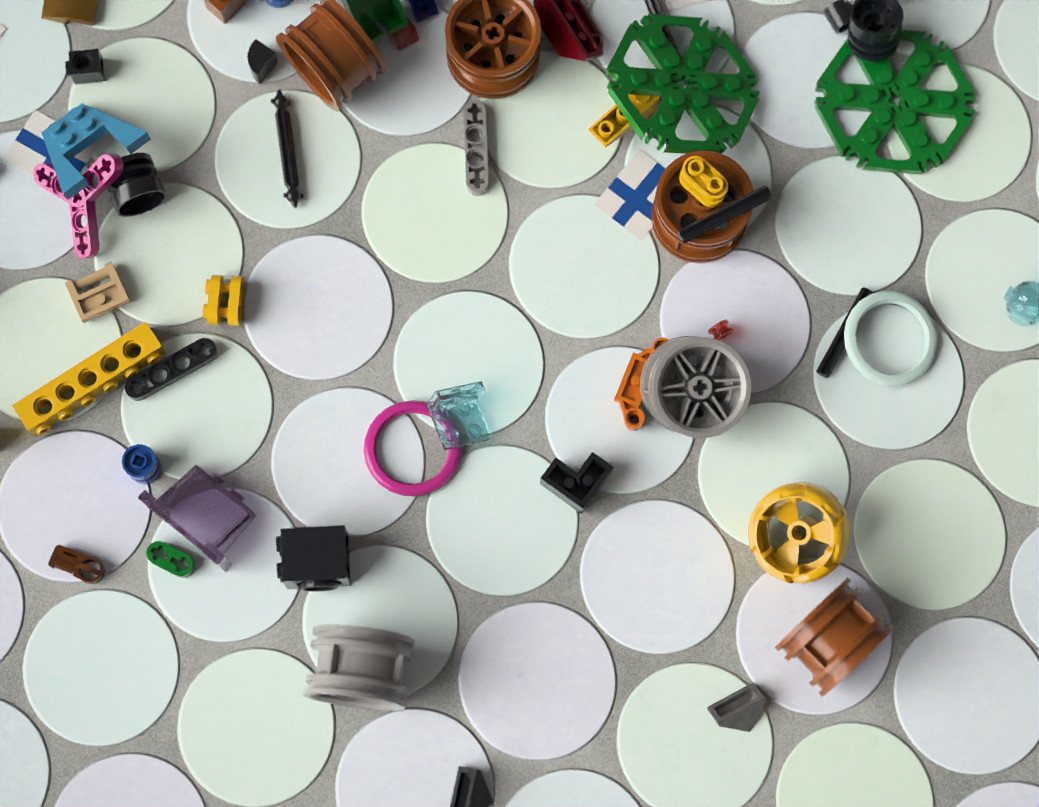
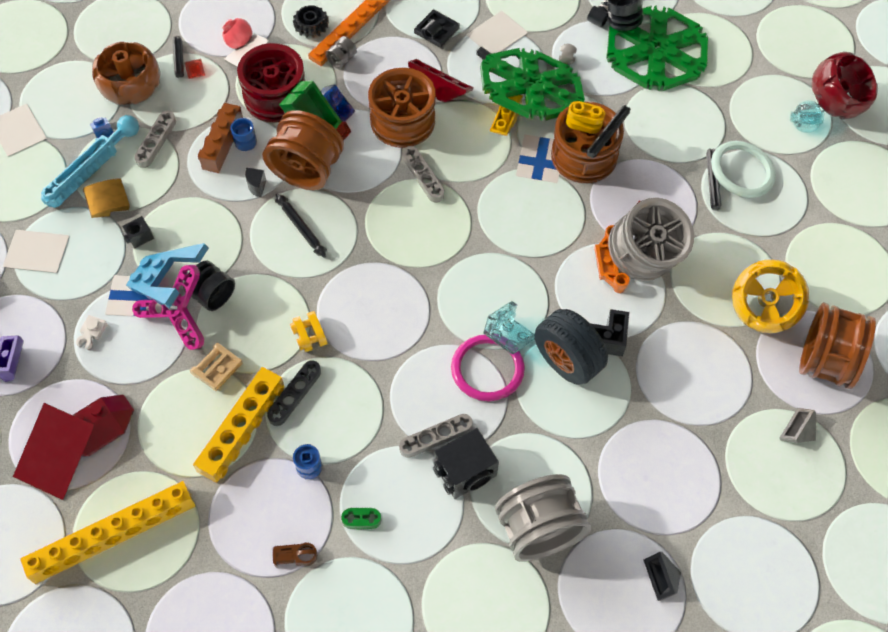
camera: 25 degrees left, 15 degrees down
(203, 513) = (368, 472): clear purple windscreen -> none
(305, 507) = (438, 439): none -> light grey beam
(513, 478) = (571, 346): none -> black wheel
(762, 57) = (567, 54): none -> light grey piece

